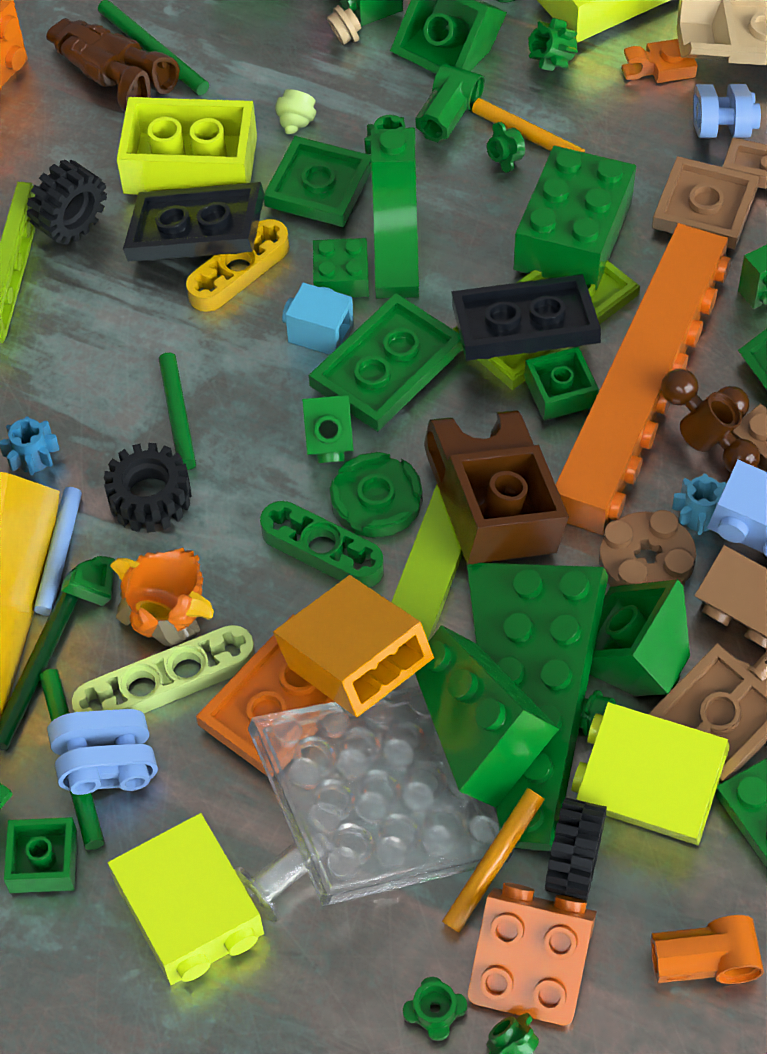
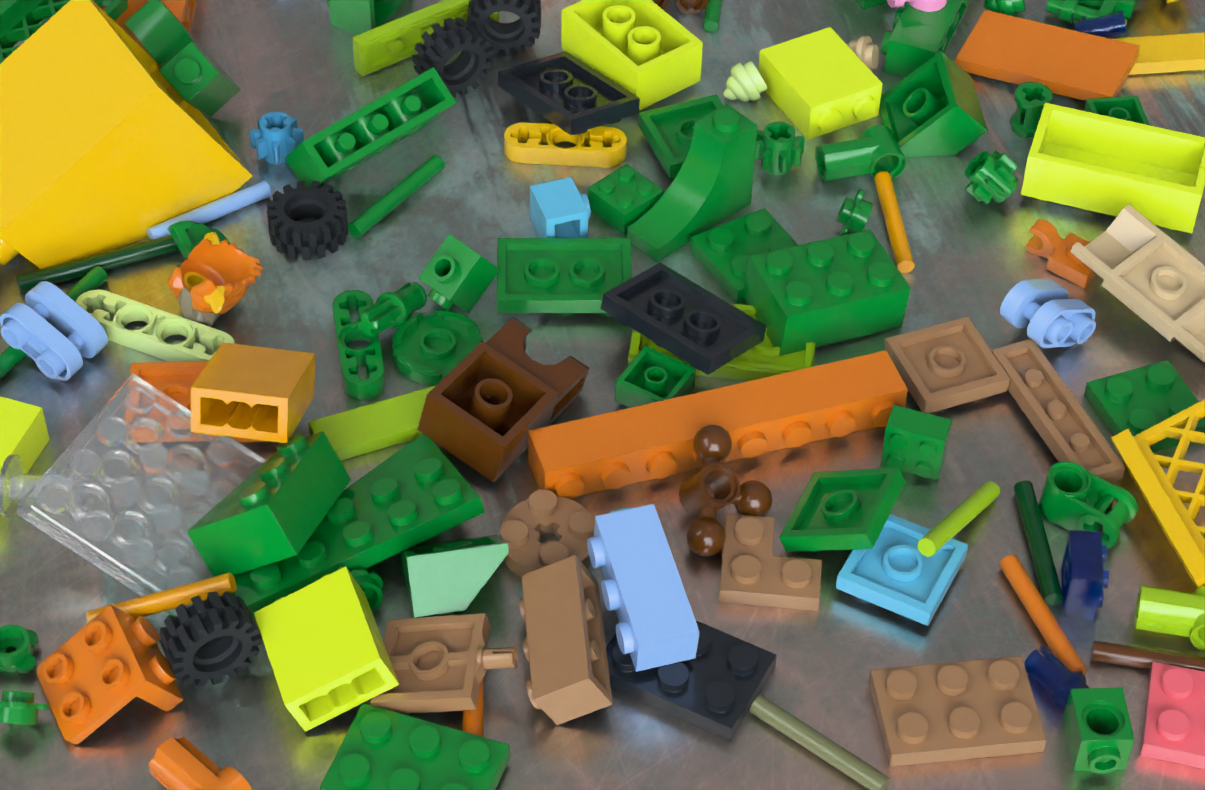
camera: 45 degrees right, 10 degrees down
(77, 266) = (444, 44): none -> black tyre
(101, 376) = (371, 129): none -> green brick
(318, 495) = (392, 309): none -> green axle
(349, 68) = (819, 83): none -> neon yellow brick
(474, 236) = (728, 246): none -> green plate

